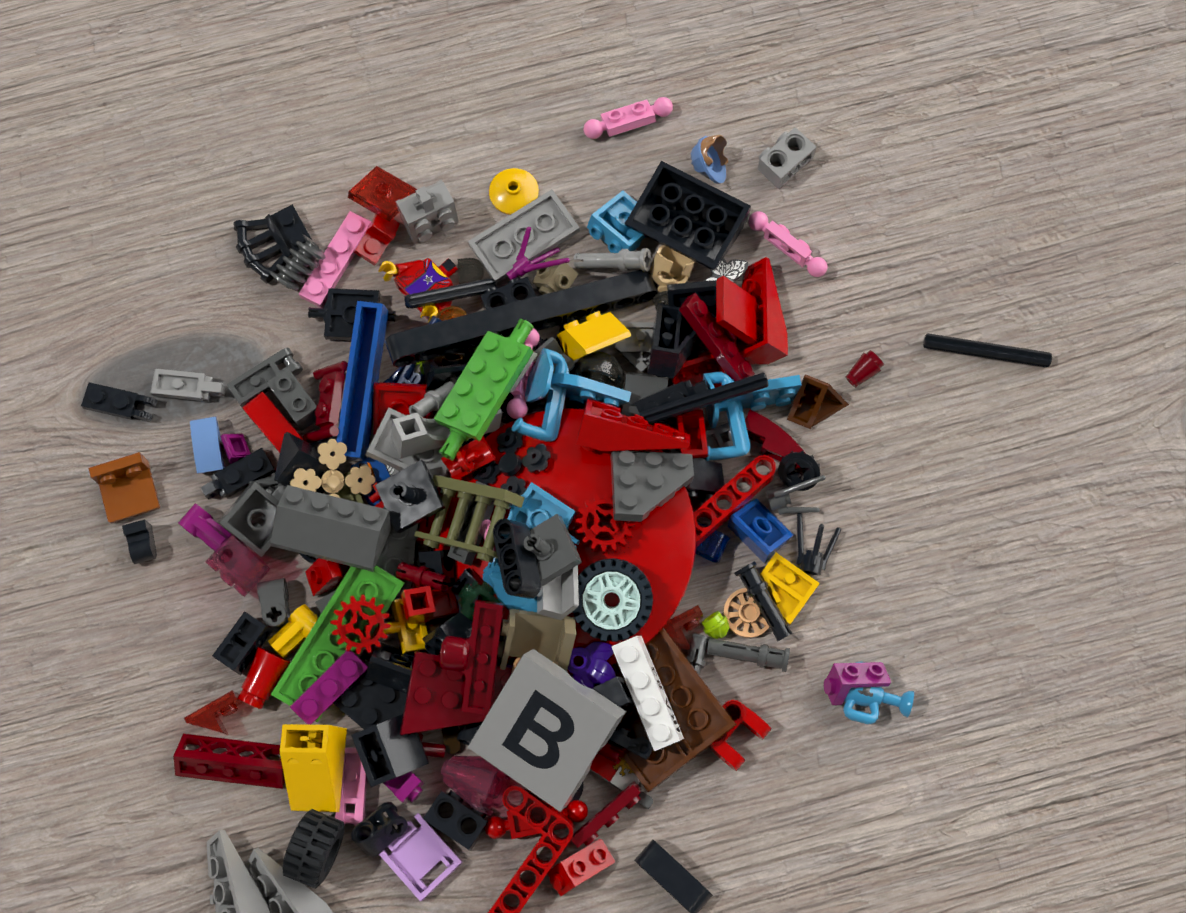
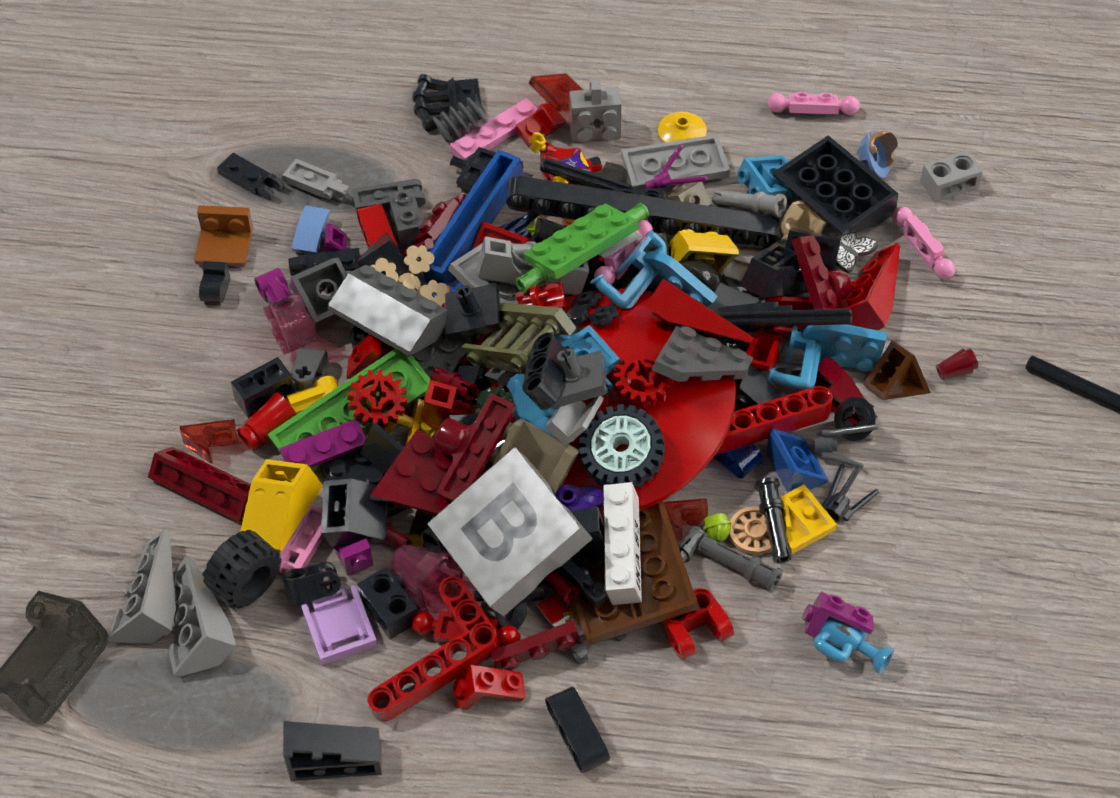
camera: 20 degrees right, 20 degrees down
(736, 310) = (848, 267): red tile -> none

